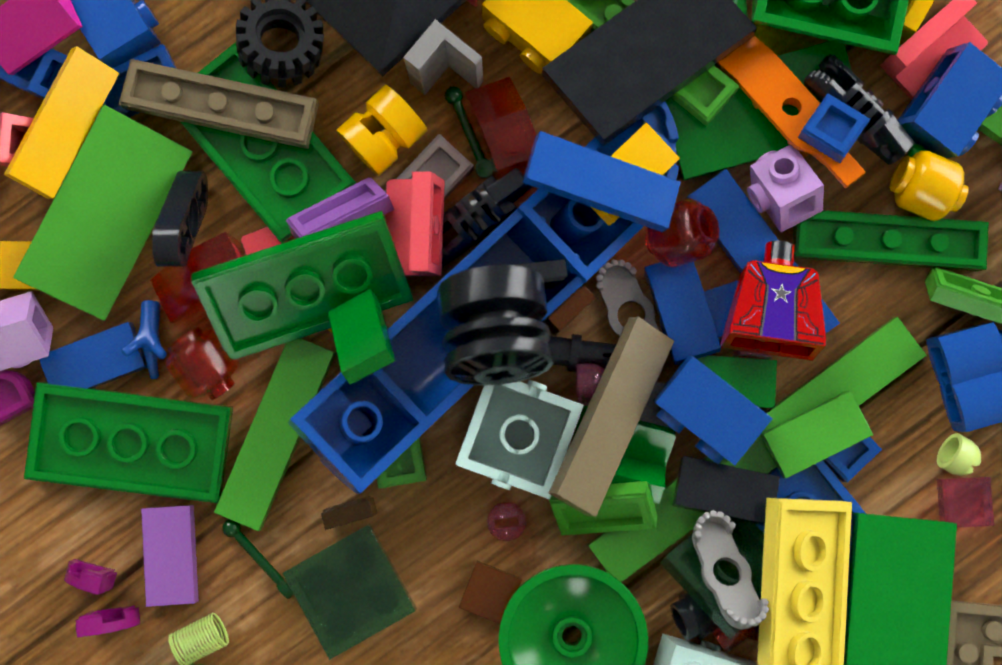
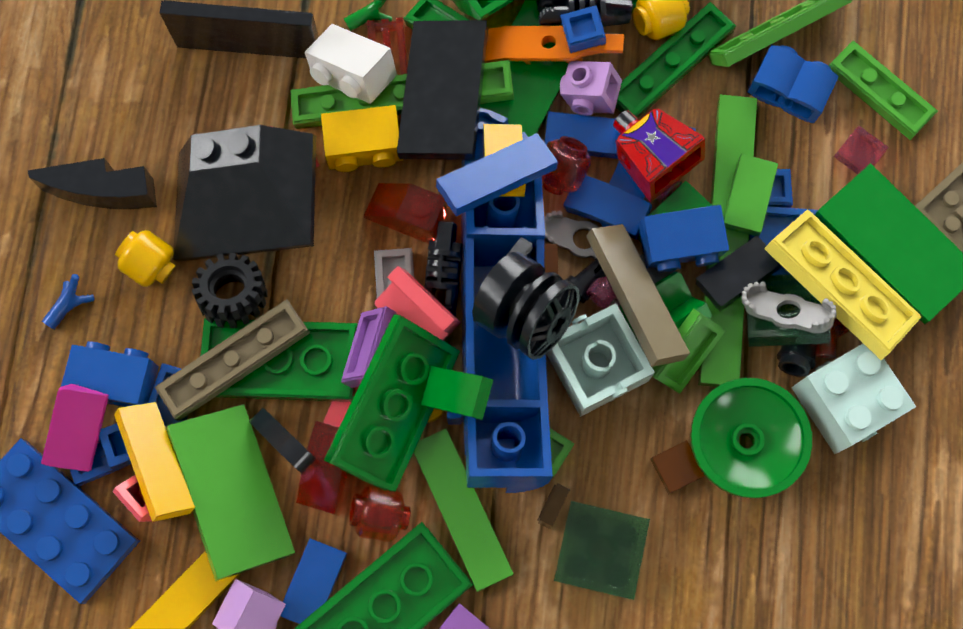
camera: 50 degrees left, 10 degrees down
(148, 337) = (331, 534): blue bar -> none
(233, 529) = (496, 591): dark green hinge -> none
(398, 124) = (341, 279): yellow wheel -> none
(435, 53) = (337, 197): light grey panel -> none
(484, 168) = (418, 245): dark green hinge -> none
(502, 511) = (650, 423): clear pink hinge -> none
(958, 455) = (830, 131): yellowish green hinge -> none

